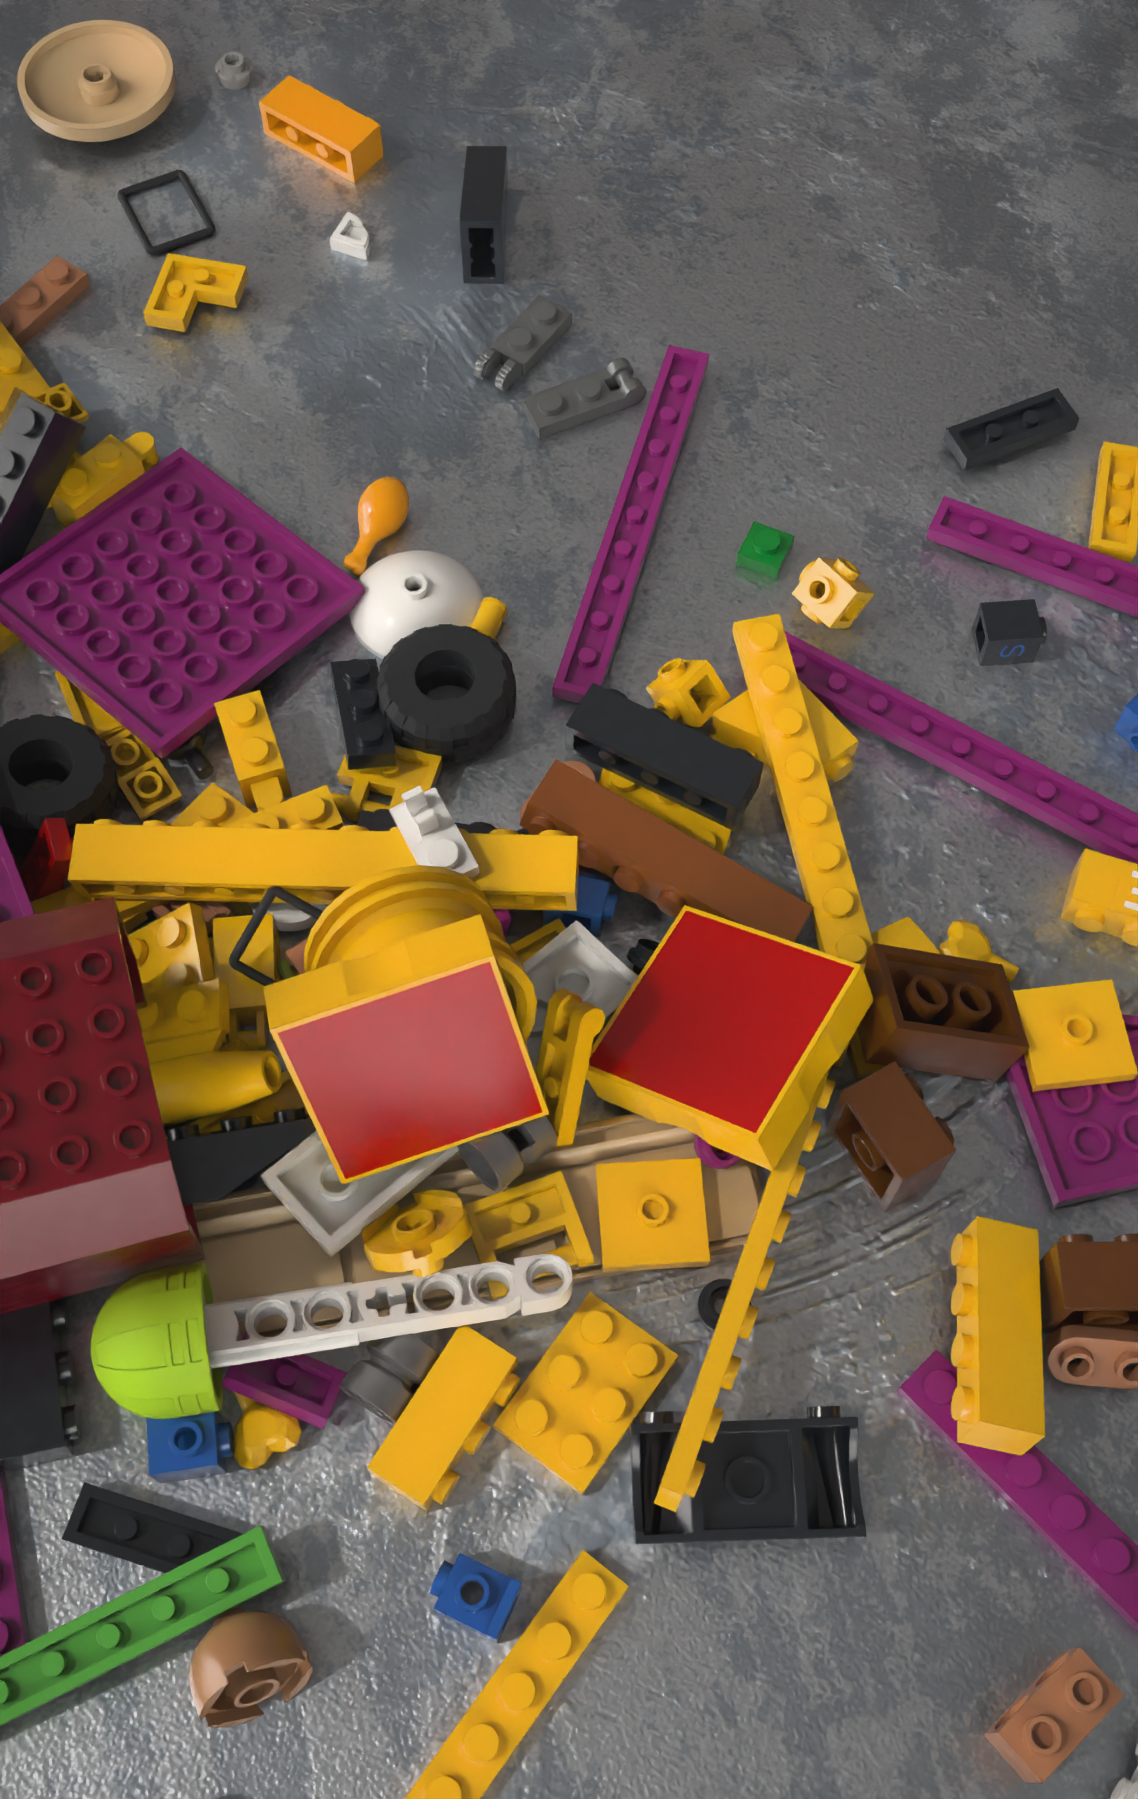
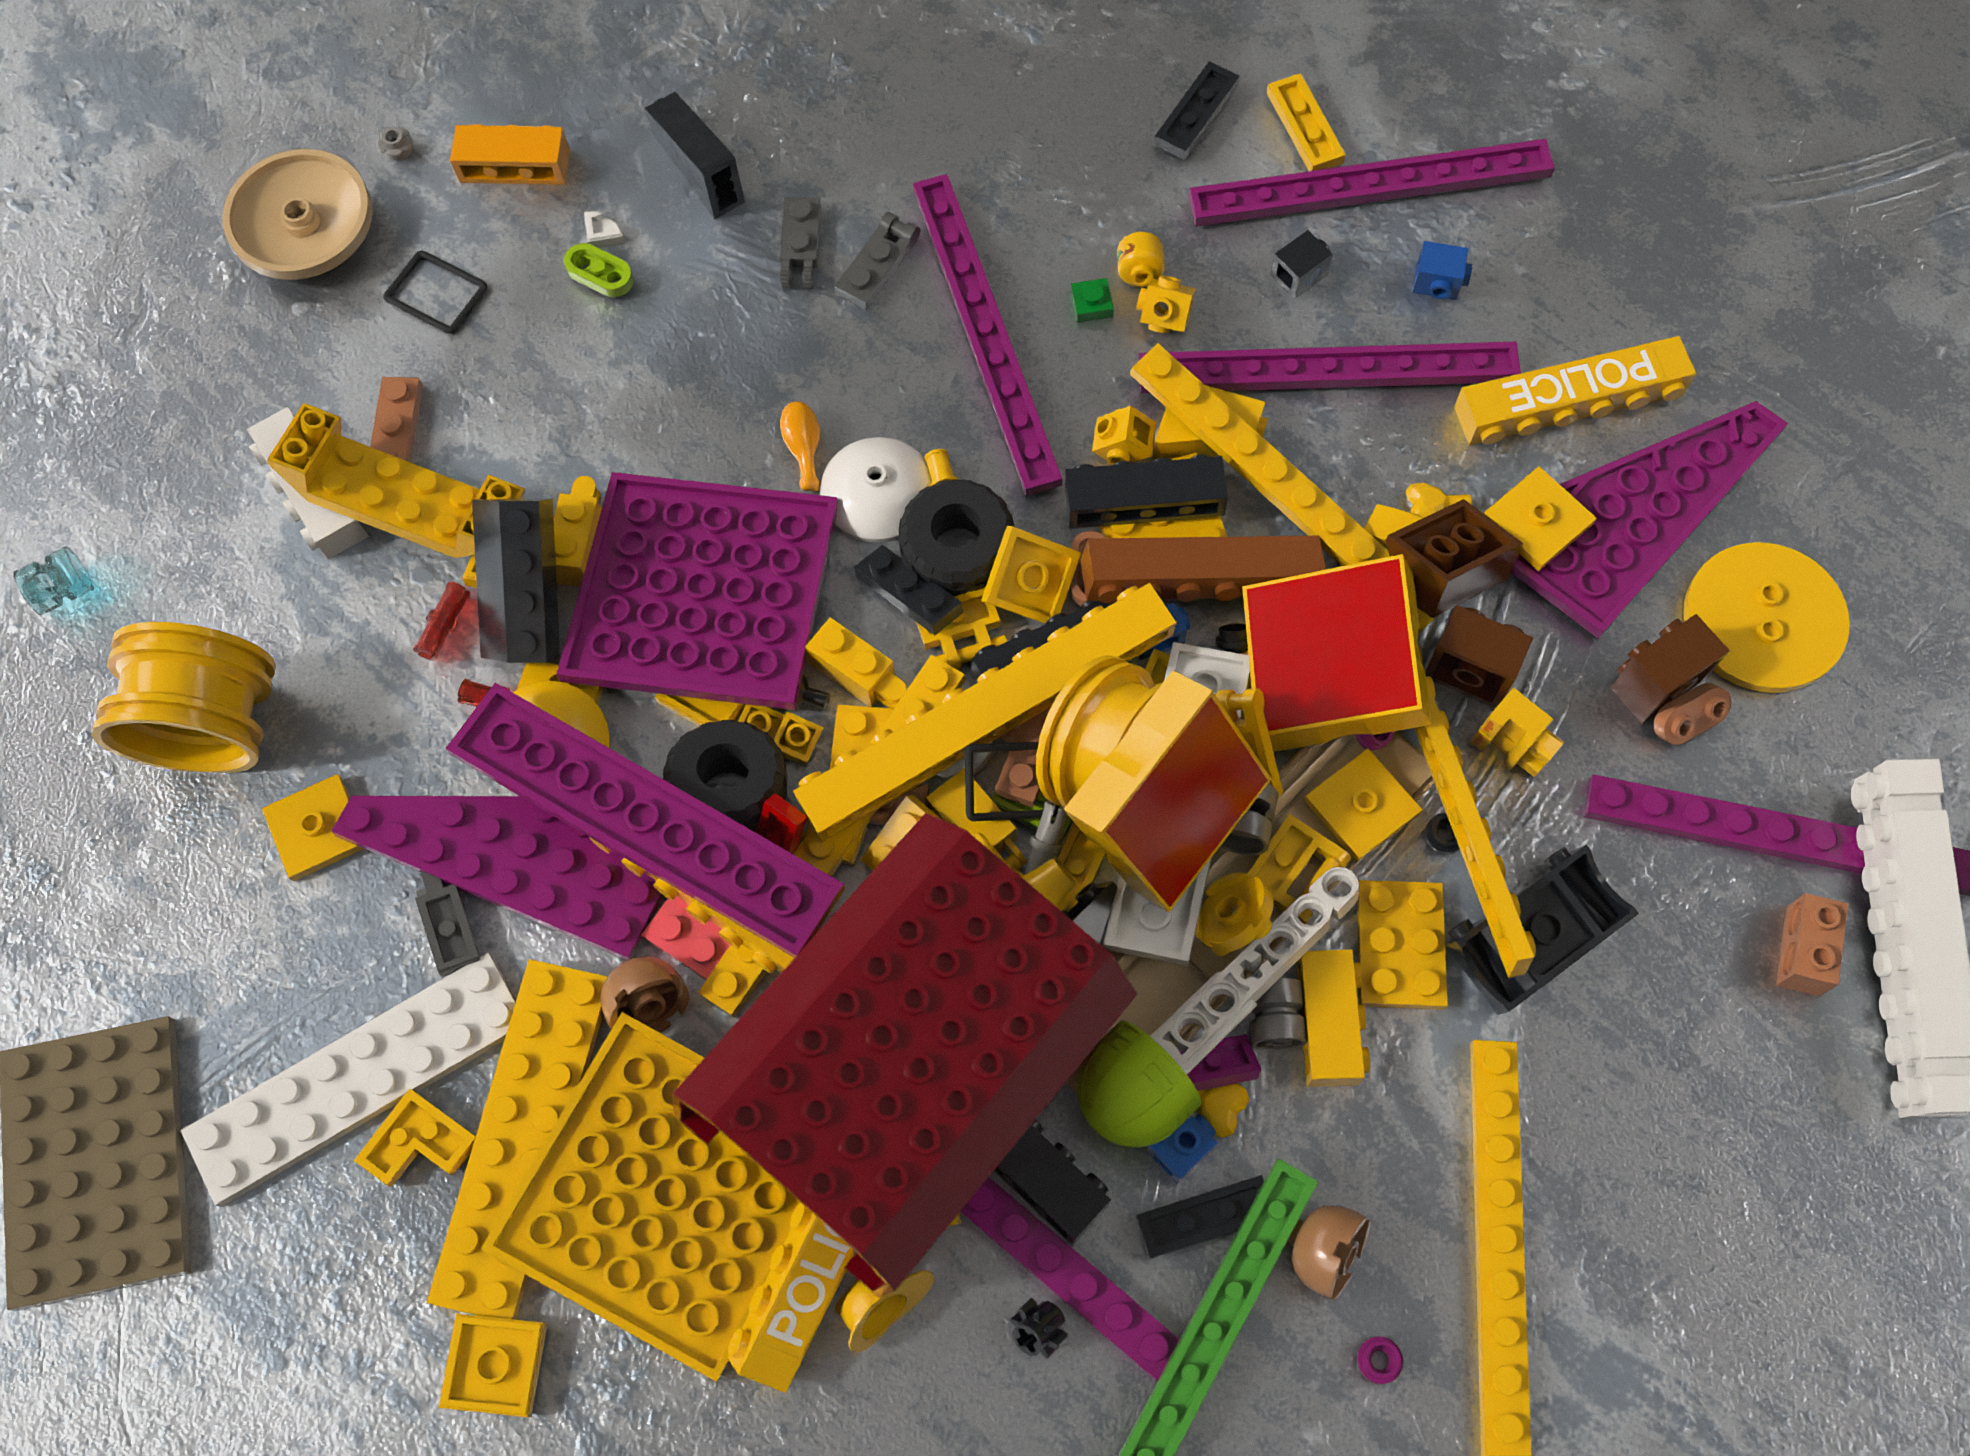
camera: 30 degrees left, 5 degrees up
(189, 281) = (507, 337): yellow plate -> none
(318, 267) = (601, 272): none -> lime plate
(432, 832) = (1055, 643): white plate -> none
(484, 768) = (1030, 575): none -> yellow plate
(495, 1608) = (1451, 1110): blue brick -> none
(842, 532) = (1141, 257): none -> yellow head
(879, 1245) = (1520, 733): none -> yellow hips
(998, 1337) = (1630, 739): yellow brick -> none

